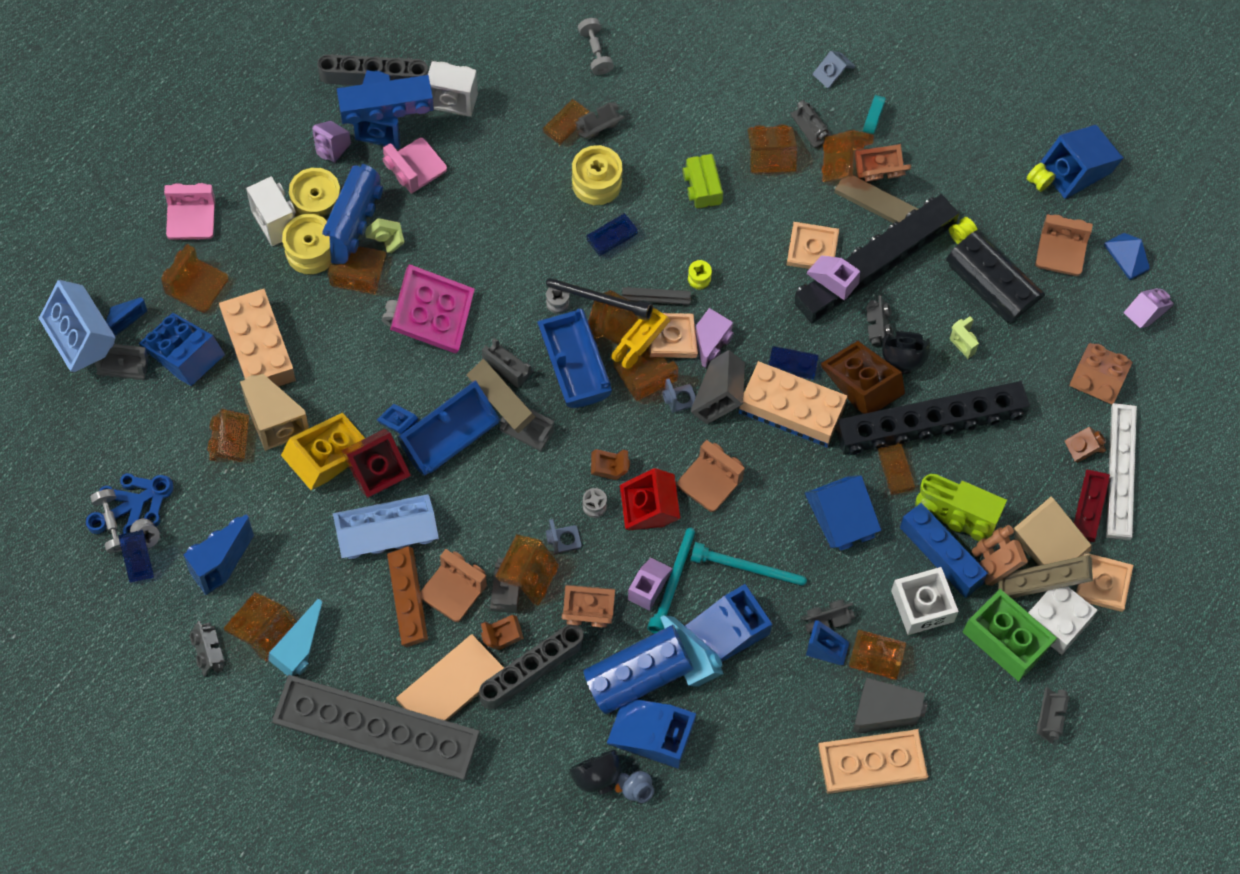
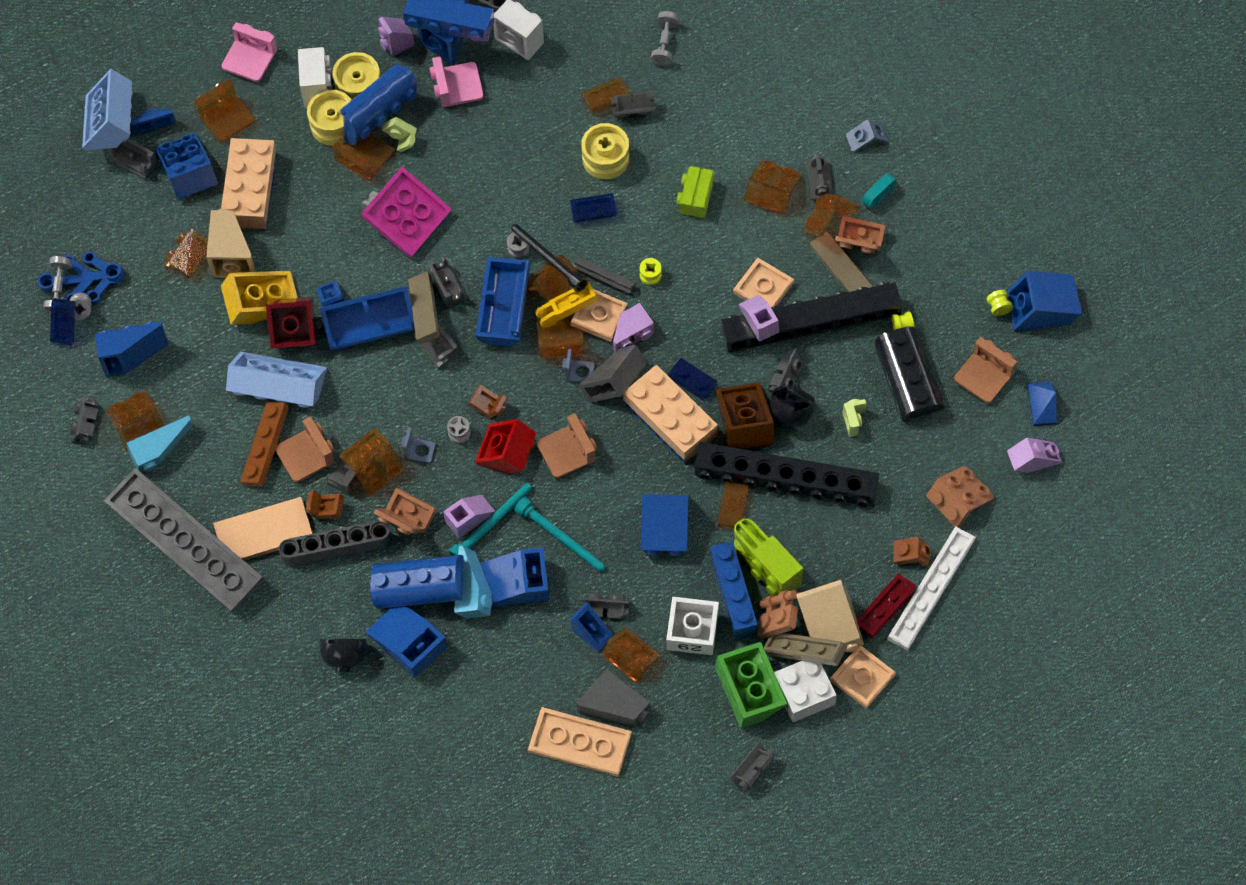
camera: 30 degrees right, 0 degrees up
(635, 787) = (369, 677): sand blue animal -> none

